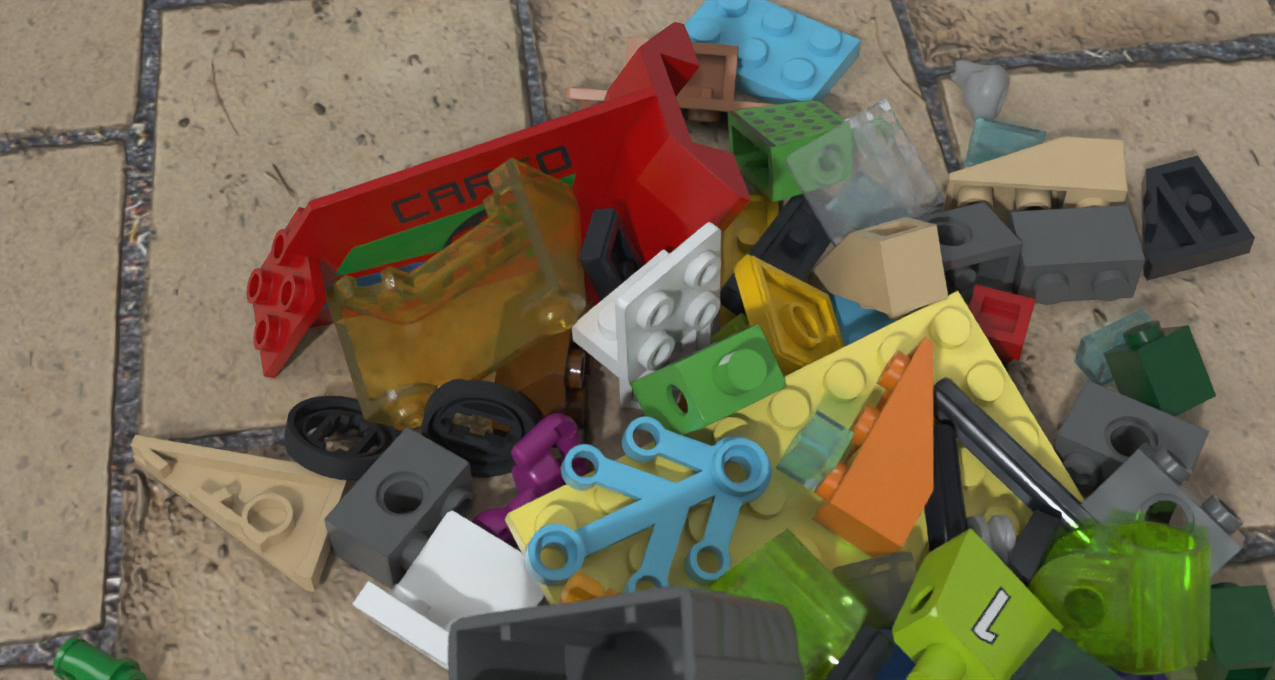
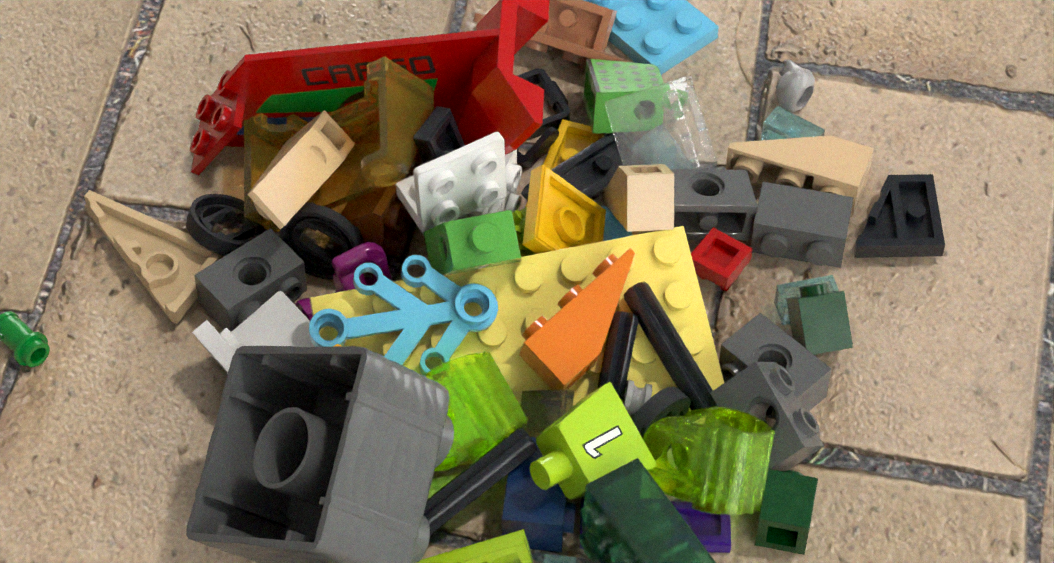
camera: 15 degrees right, 0 degrees up
(428, 338) = (300, 169): none -> tan slope
(815, 450) = (528, 305): clear light blue piece -> none

